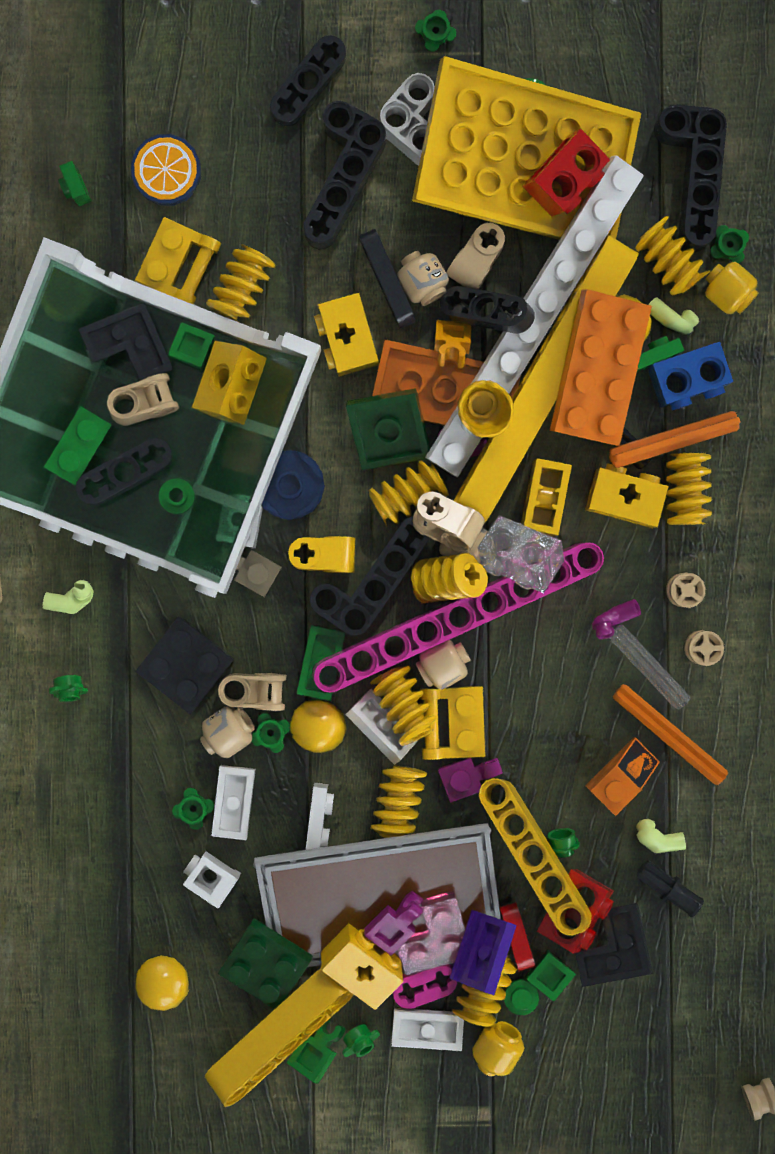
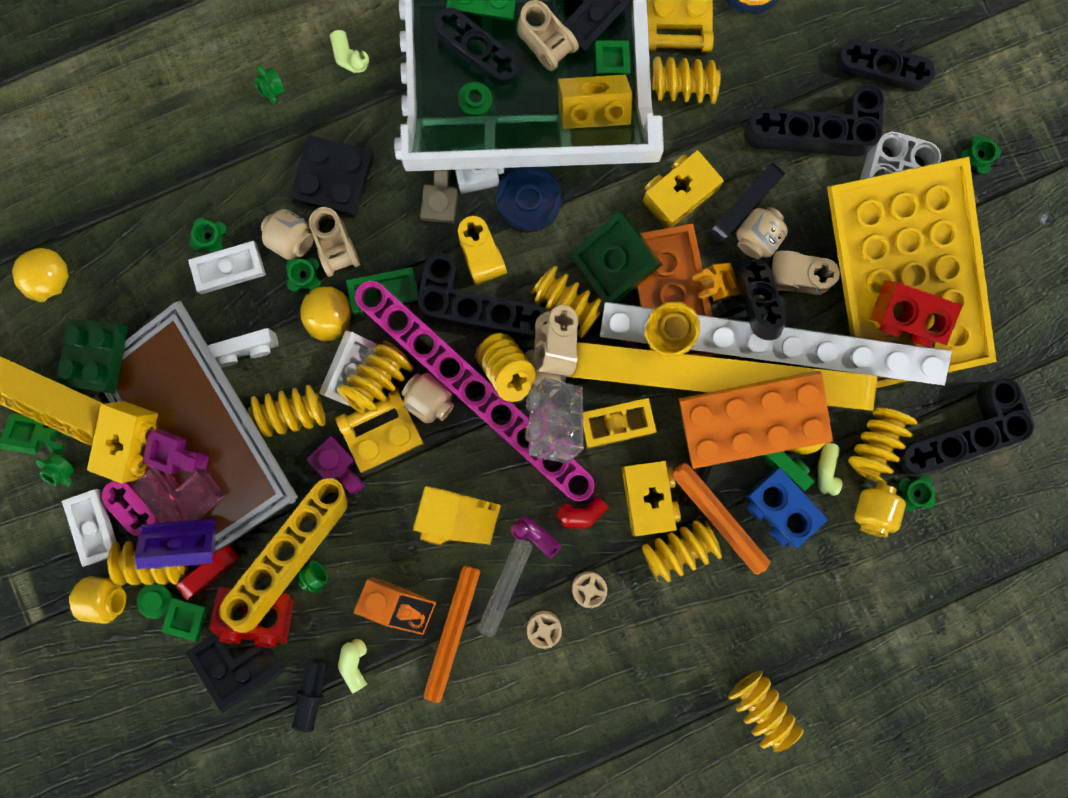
camera: 70 degrees right, 5 degrees down
(211, 891) = (139, 273): white brick -> none
(569, 684) = (455, 517): none -> yellow wedge
(617, 566) = (582, 518): none -> red arm

